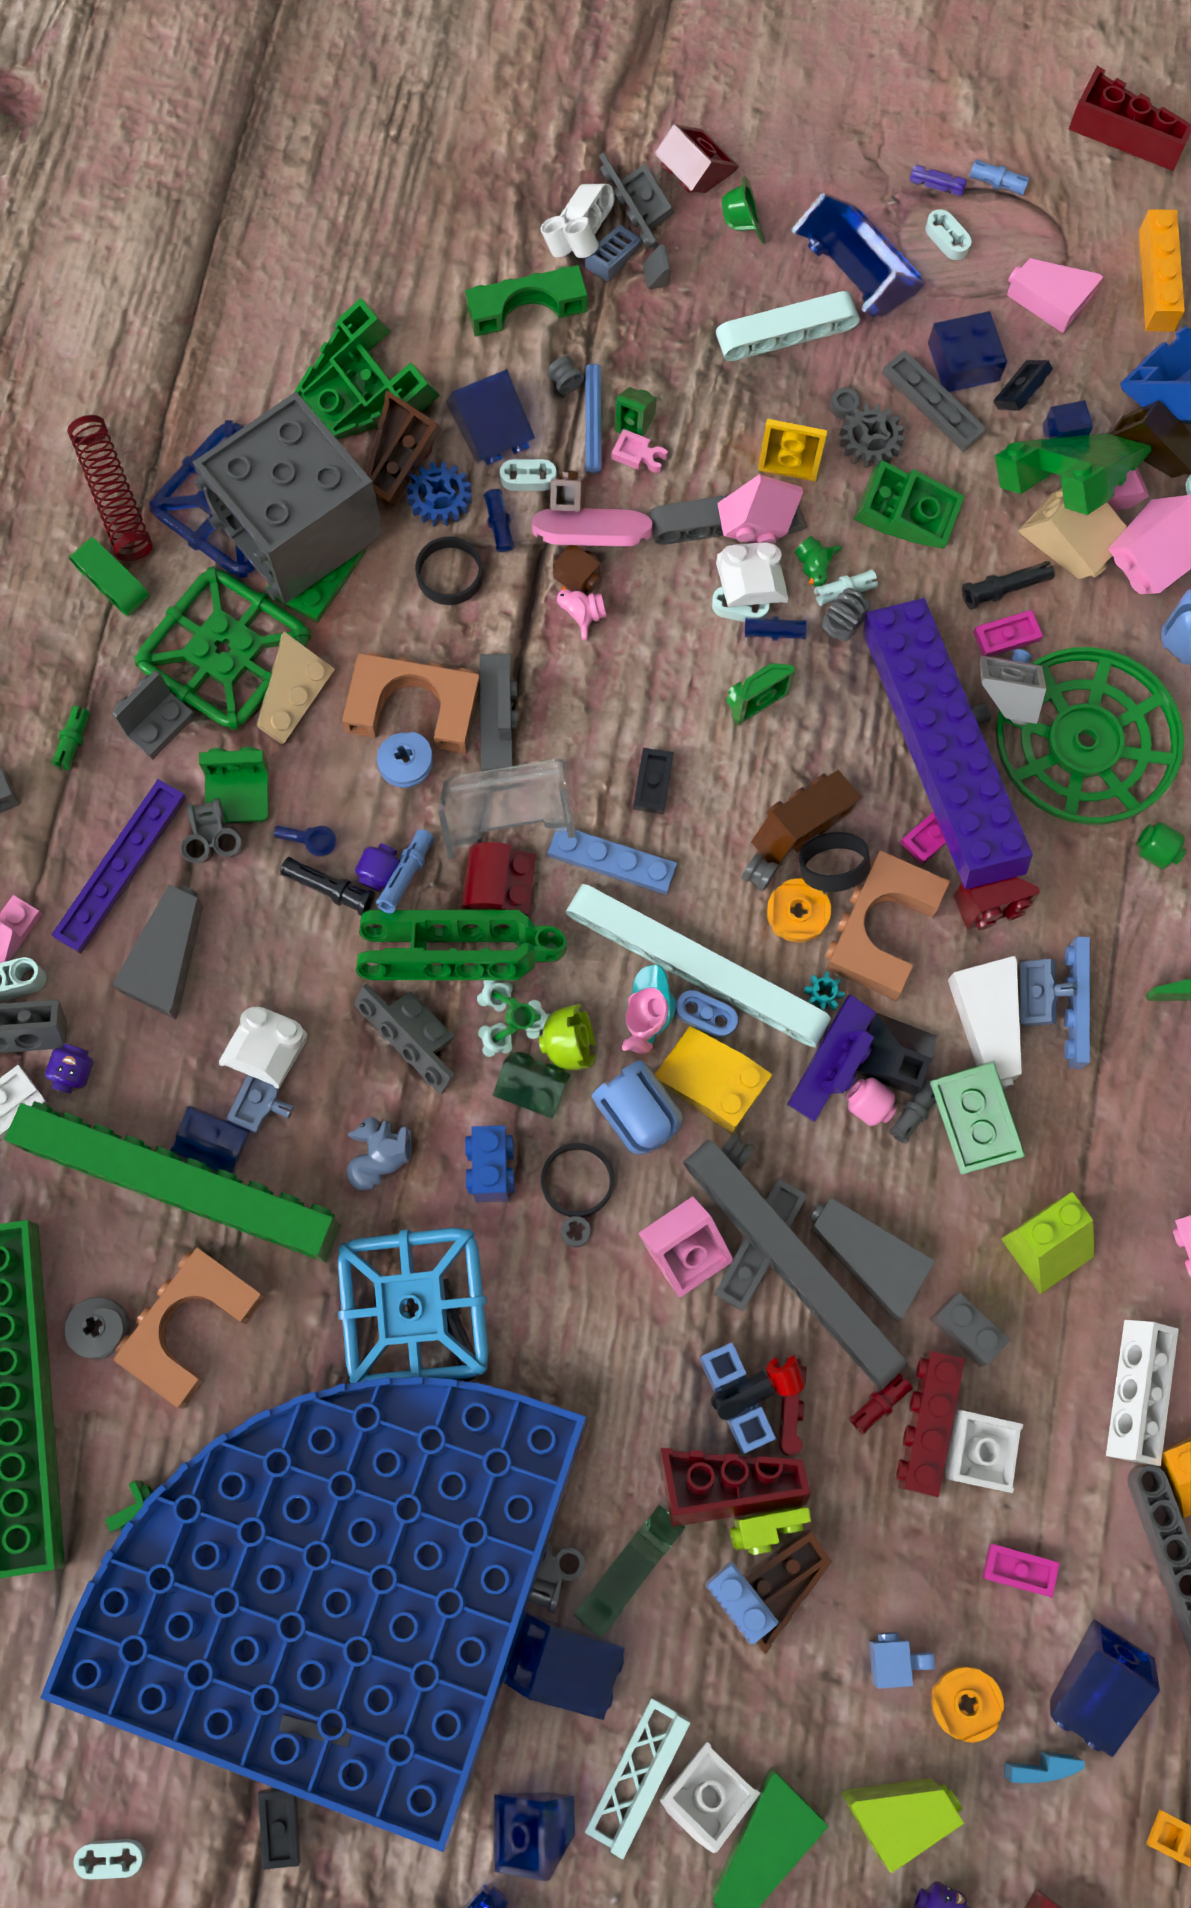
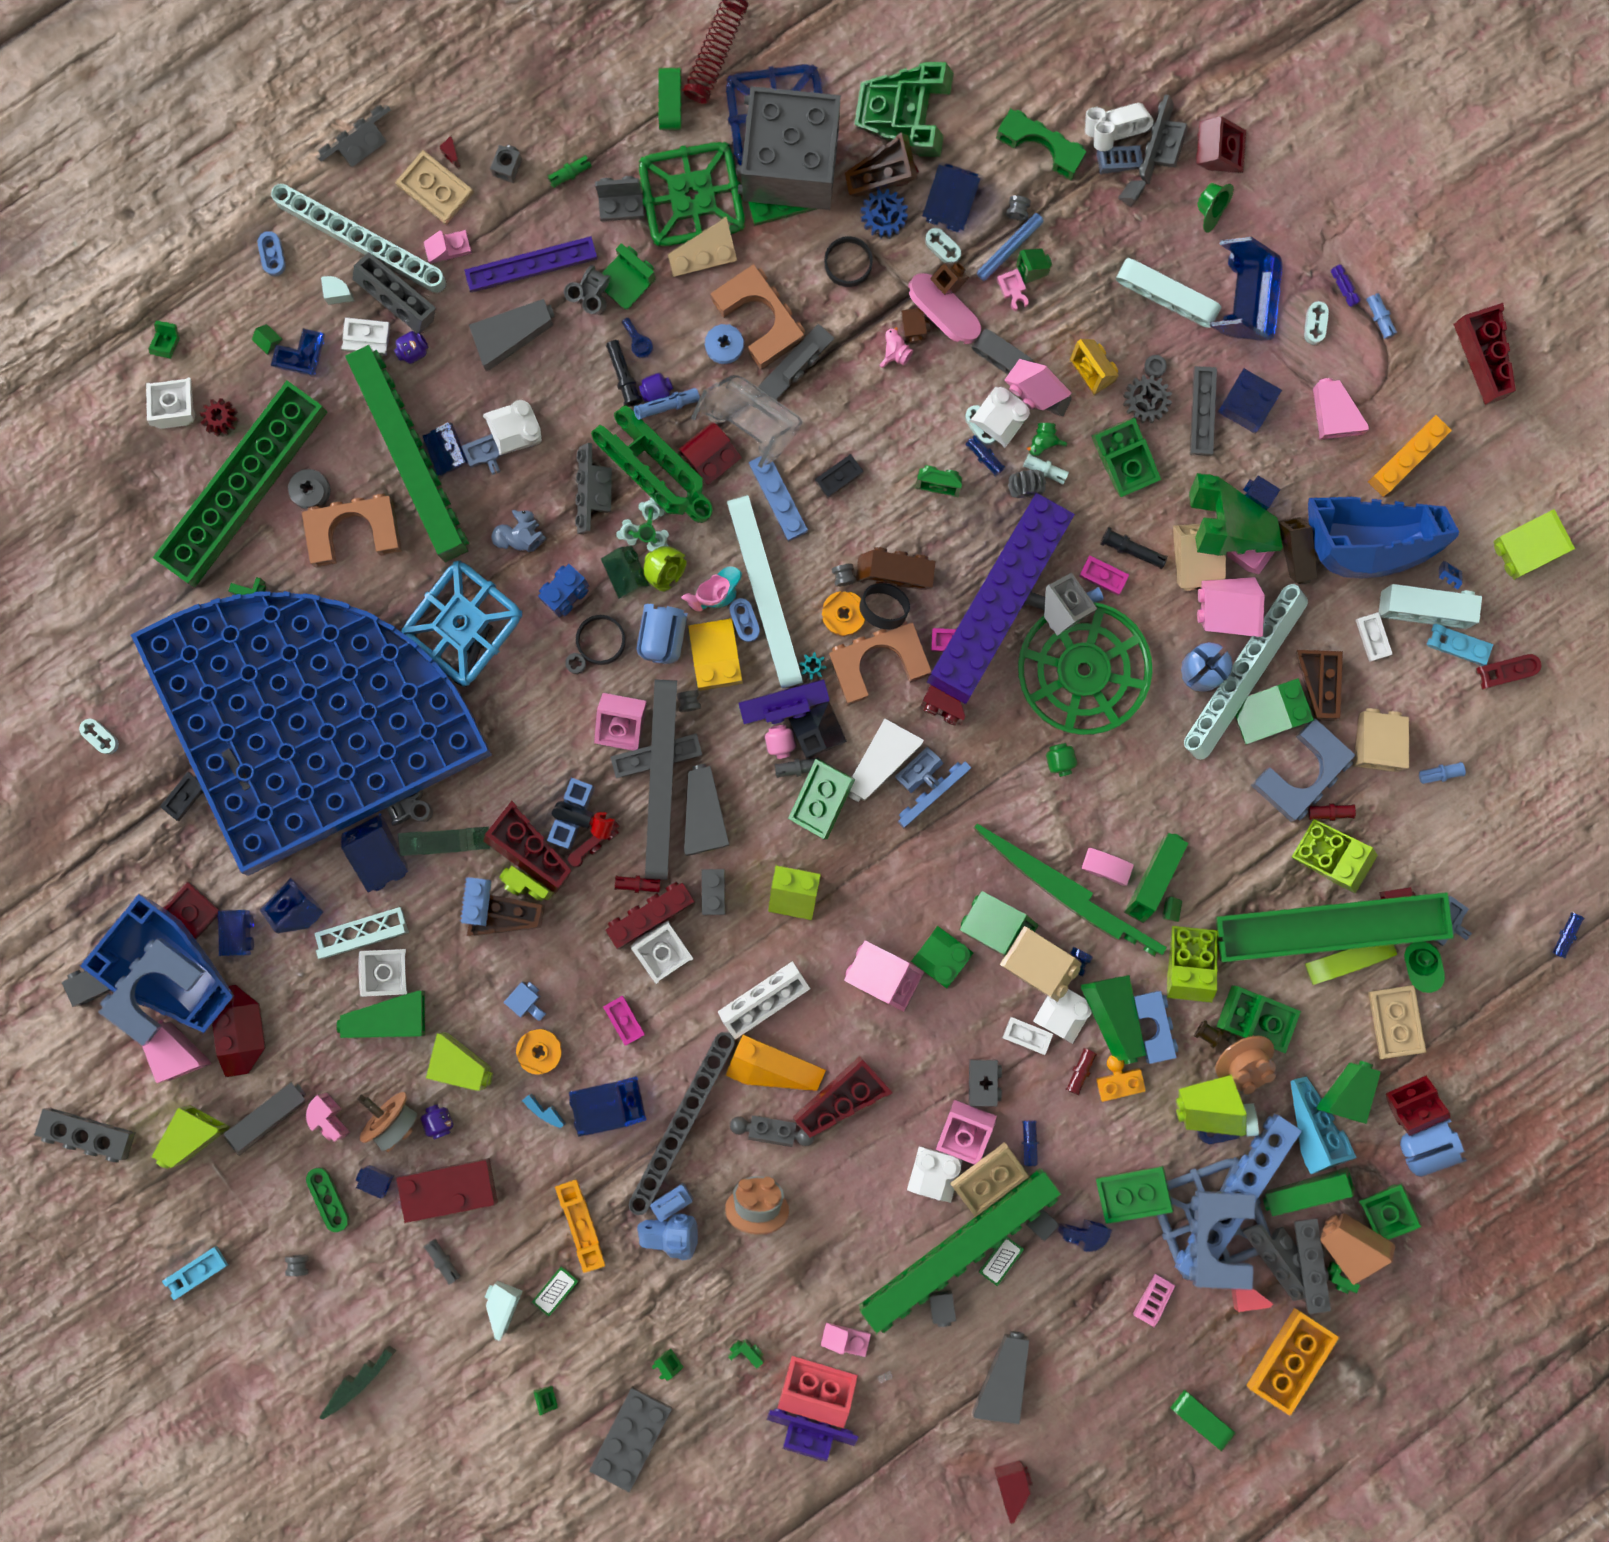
camera: 50 degrees right, 10 degrees up
(499, 520) = (901, 258): clear blue pin -> none
(1023, 385) = (1260, 448): black plate -> none

